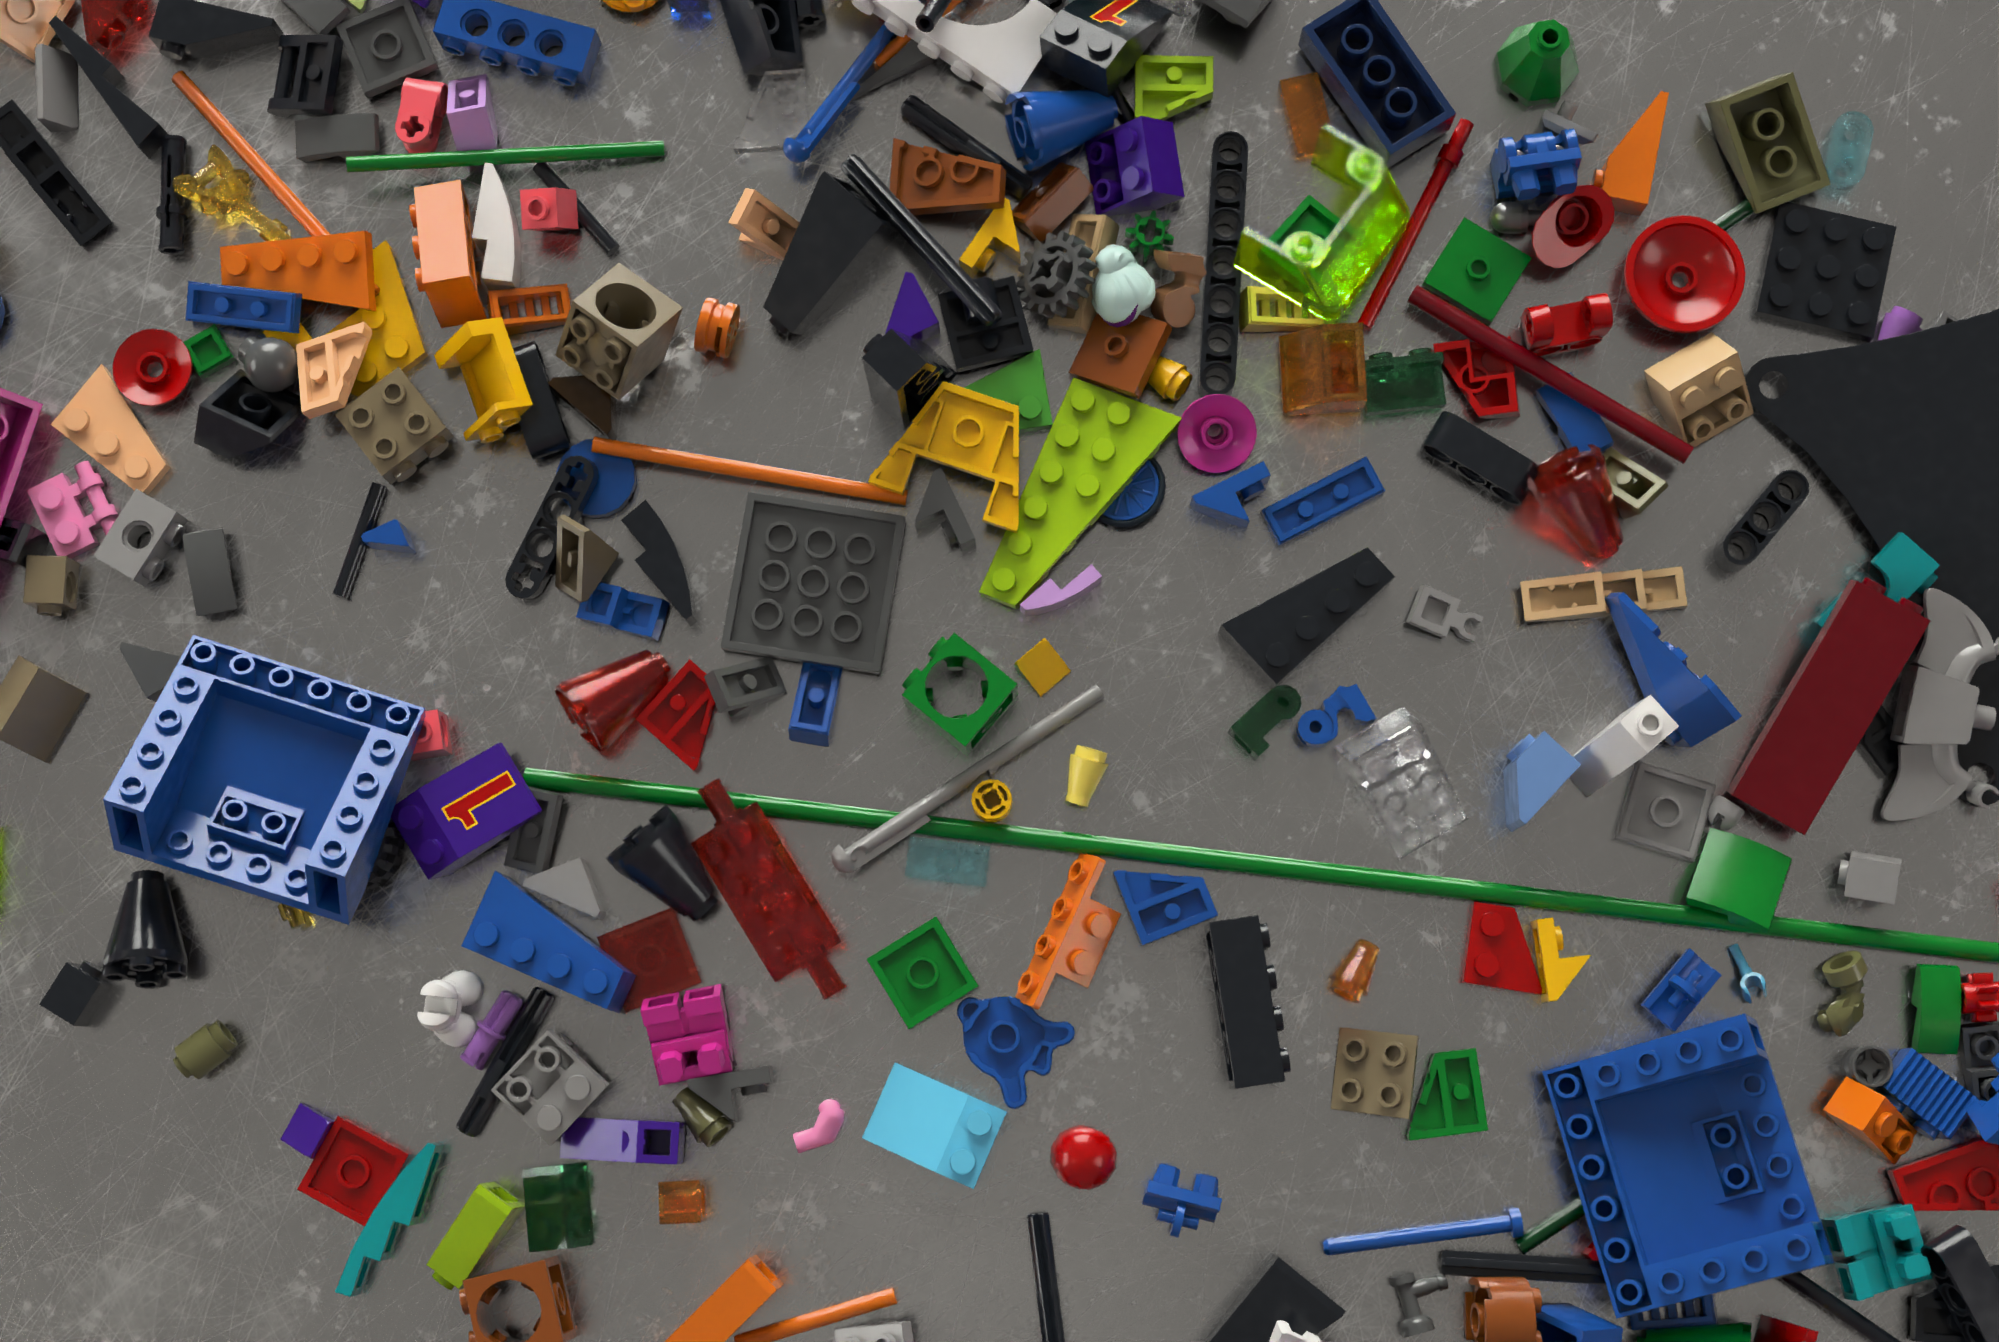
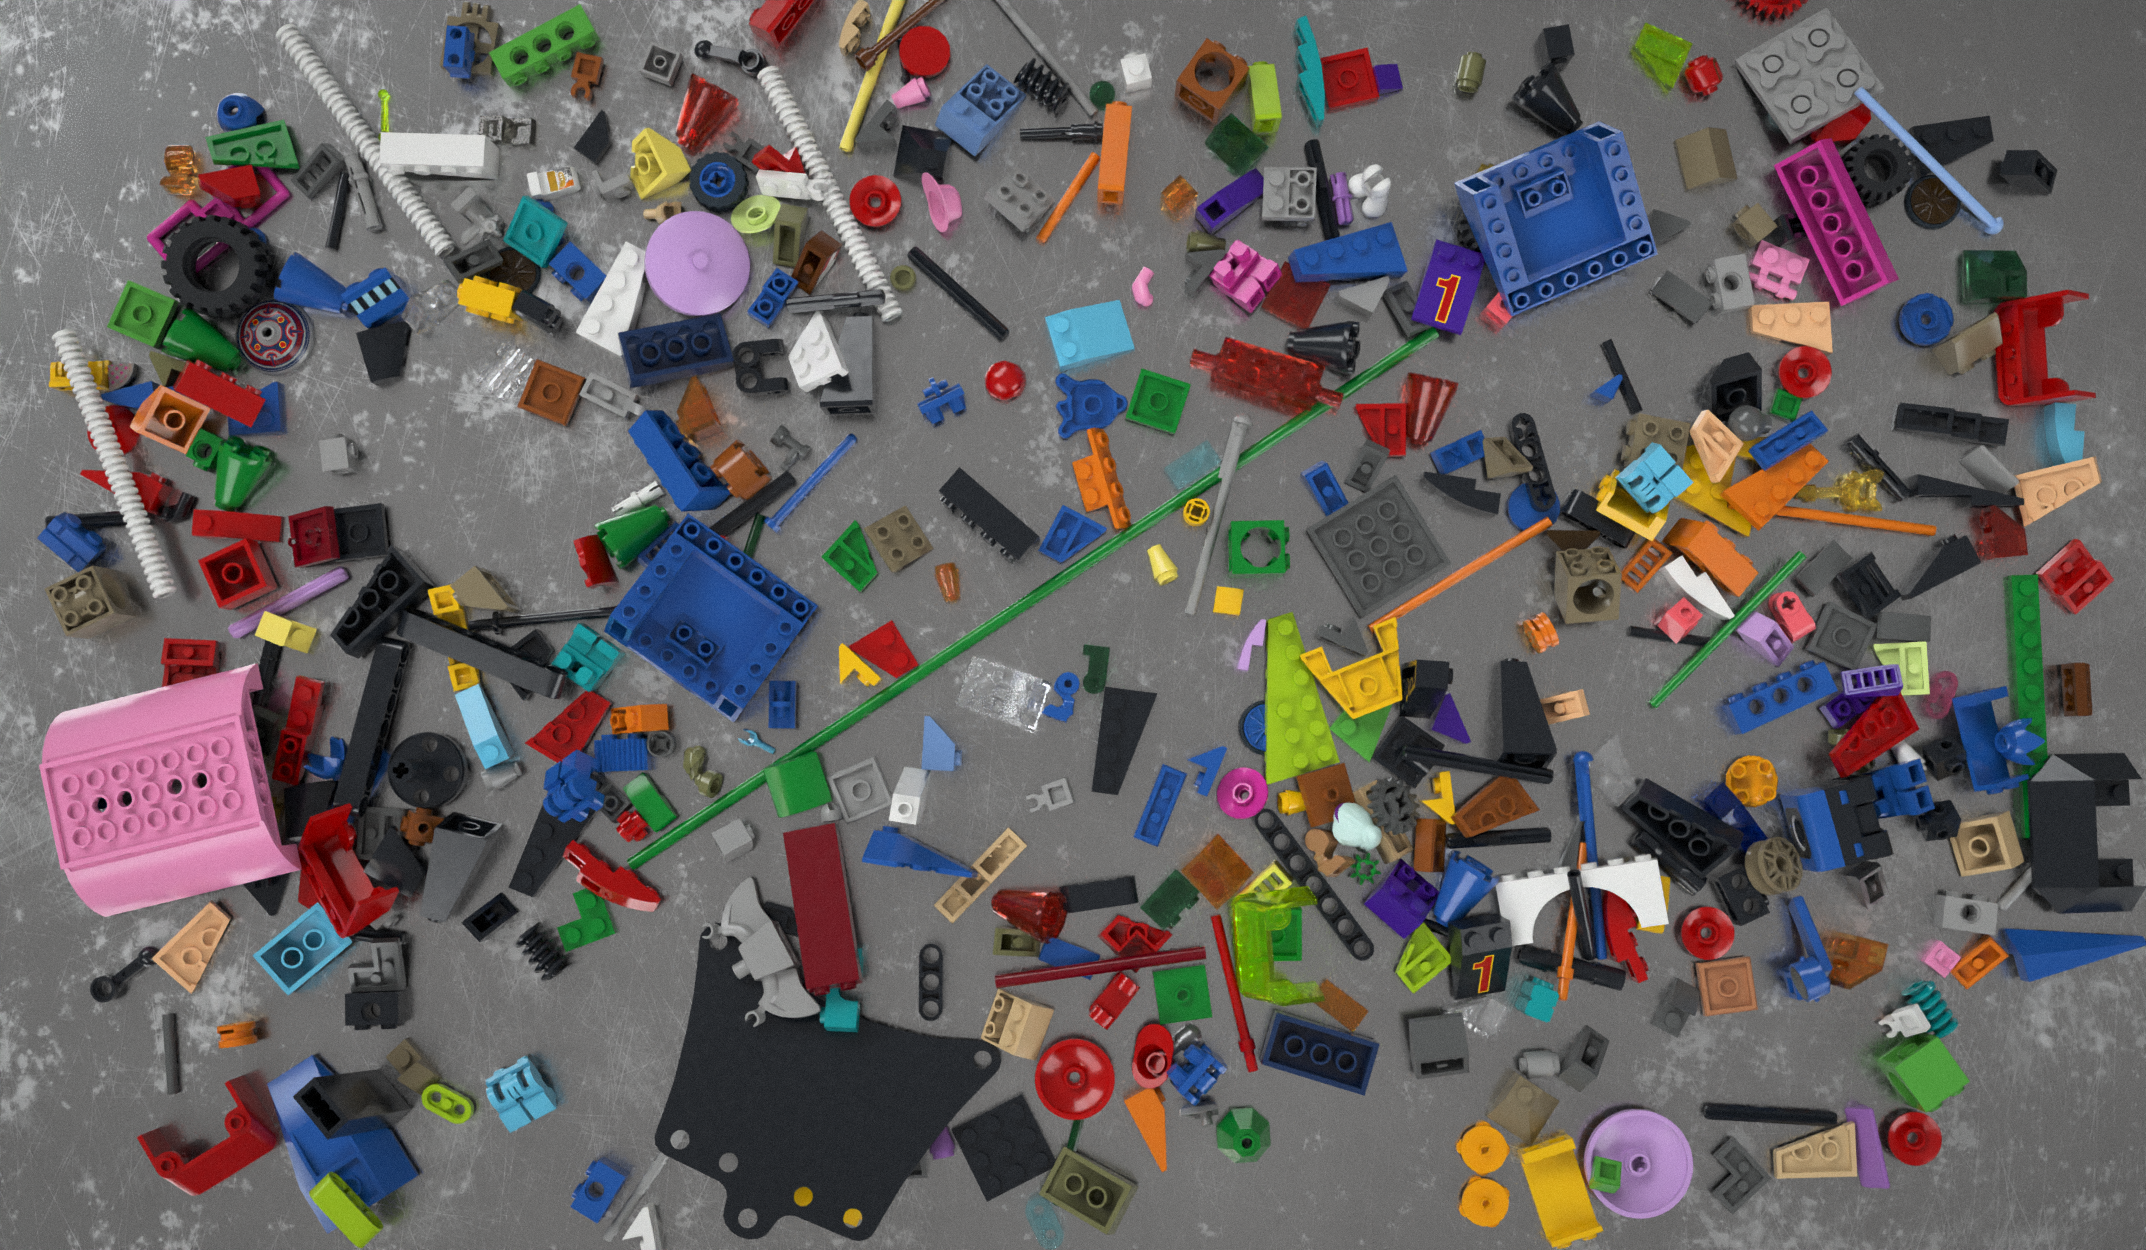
camera: 140 degrees right, 5 degrees up
(435, 383) = (1667, 483): none -> medium azure hips

